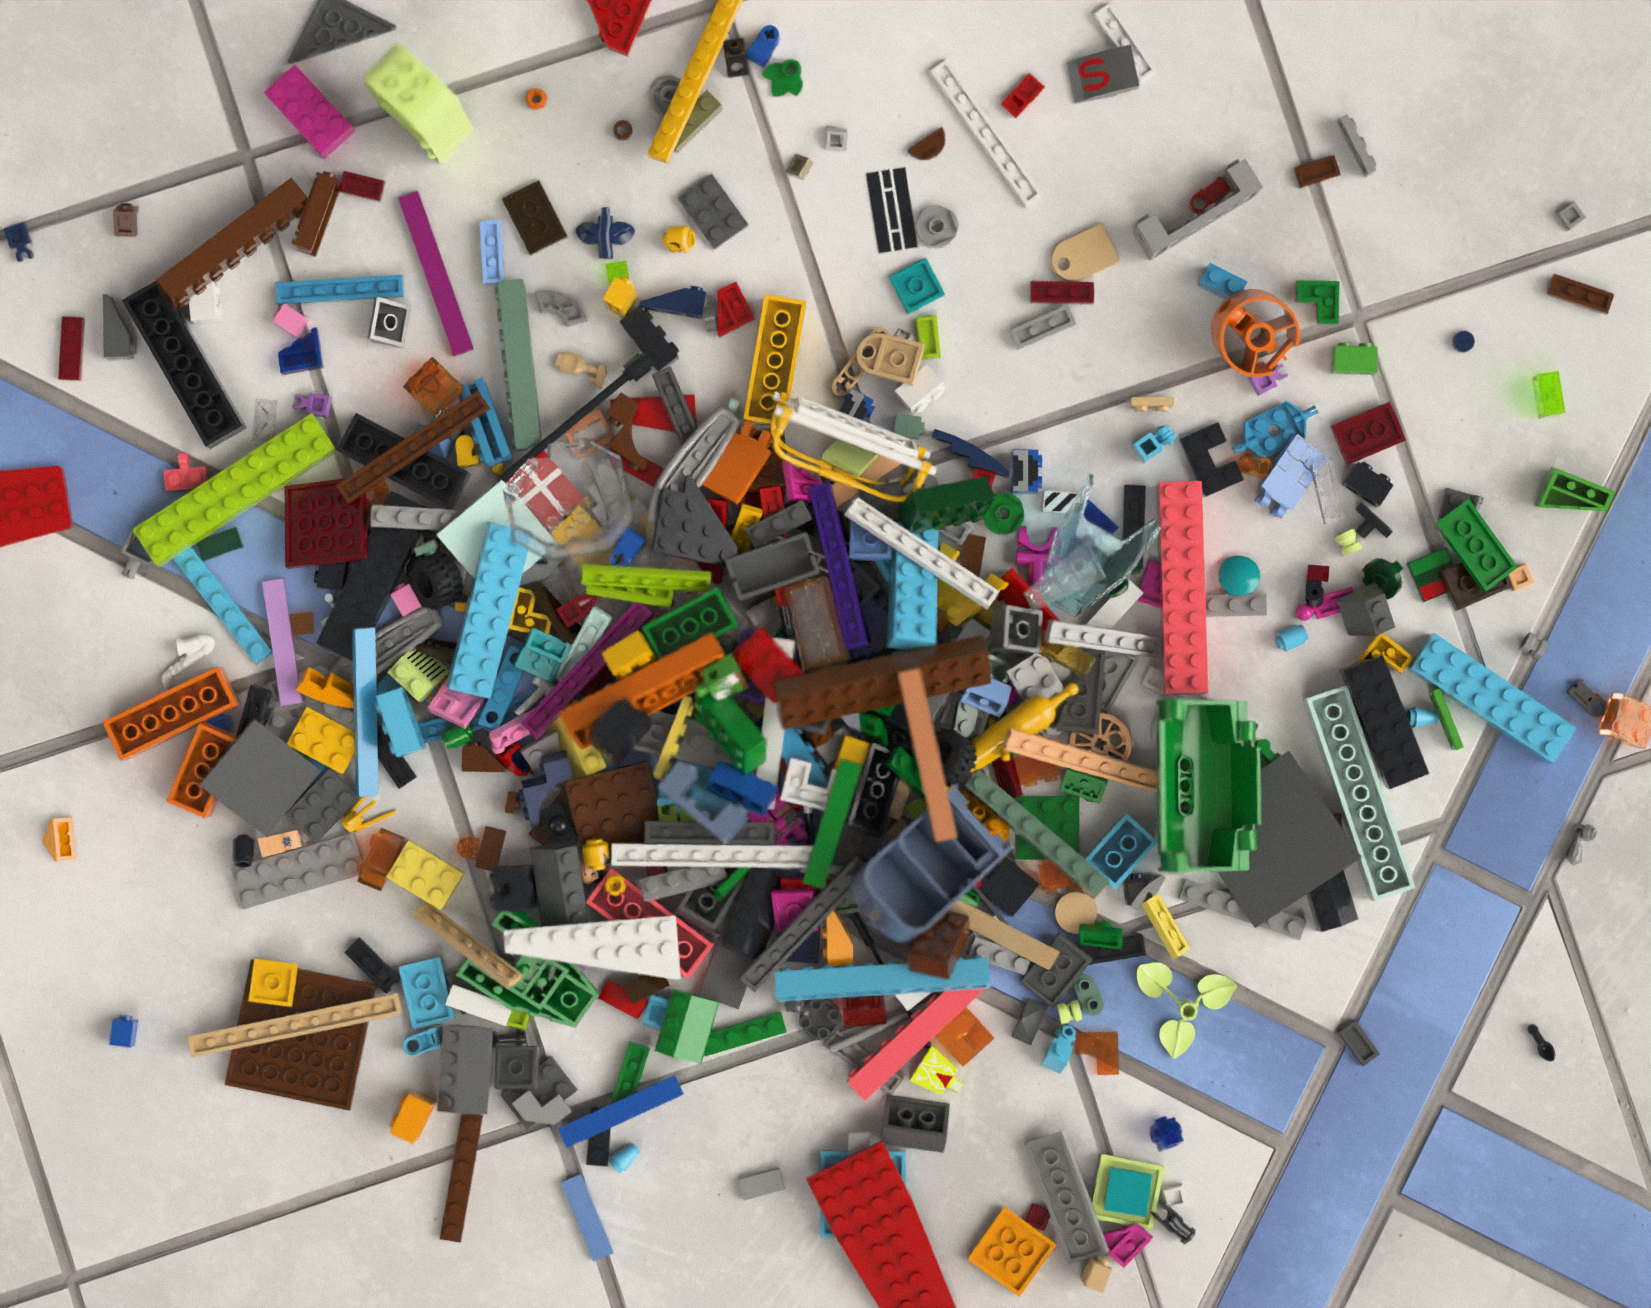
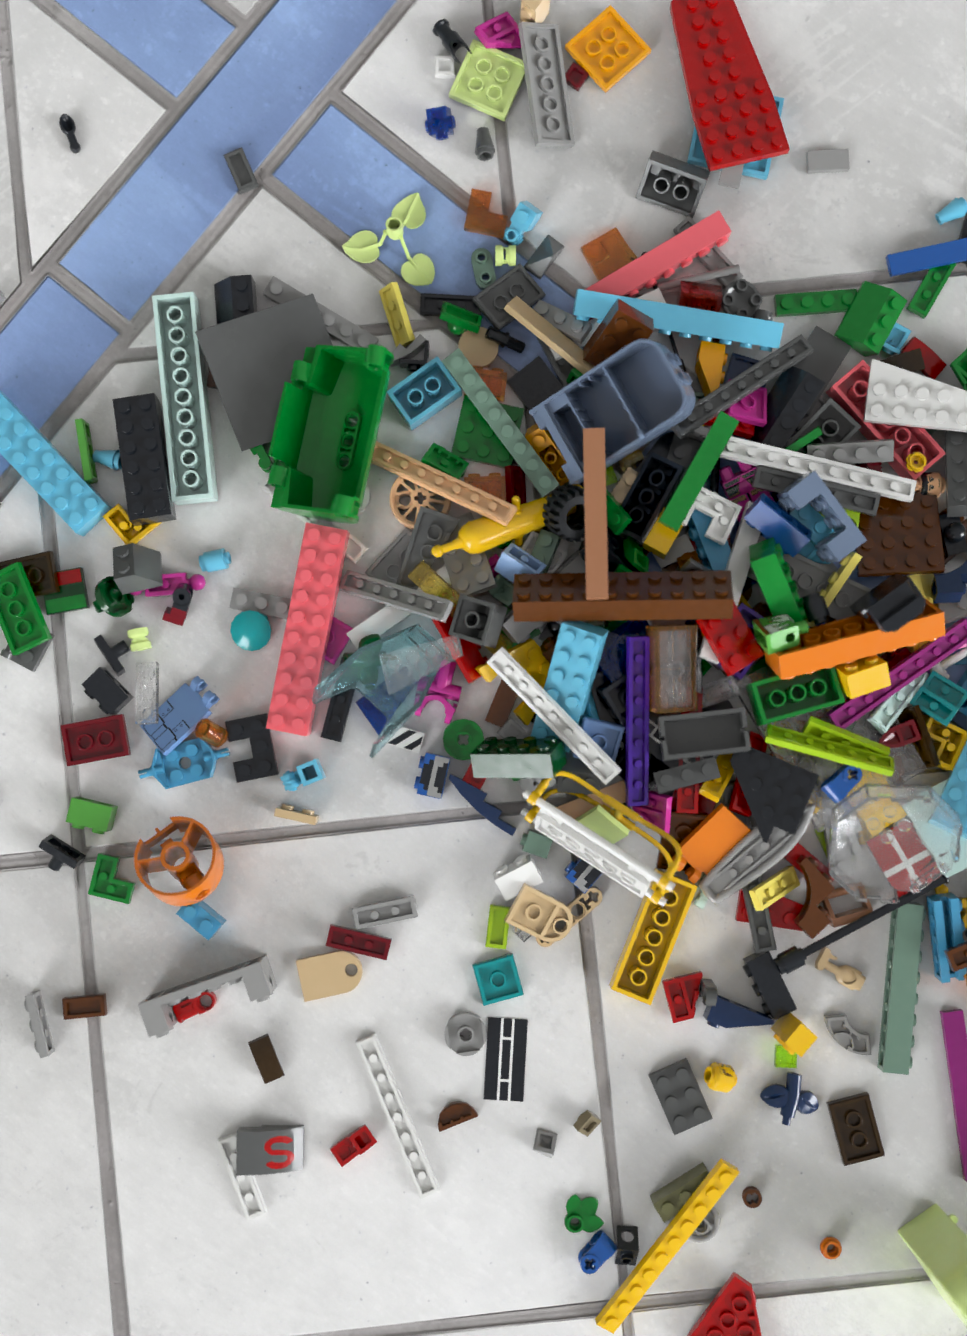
camera: 165 degrees left, 0 degrees up
(492, 251) = (905, 1105): light blue plate -> none
(596, 853) = (927, 496): yellow head -> none
(666, 434) = (774, 888): none -> light yellow plate
(688, 713) = (816, 608): none -> black brick
(936, 1073) = (643, 226): neon yellow torso -> none
(1051, 924) = (504, 339): none -> black axle
(1116, 1122) = (484, 145): none -> dark grey cone
(1127, 160) = (266, 1058): none -> dark brown slope
(1128, 1192) = (488, 76): teal tile -> none
(1265, 383) = (183, 809): medium lavender plate -> none
(1374, 315) = (61, 853): none -> black tile

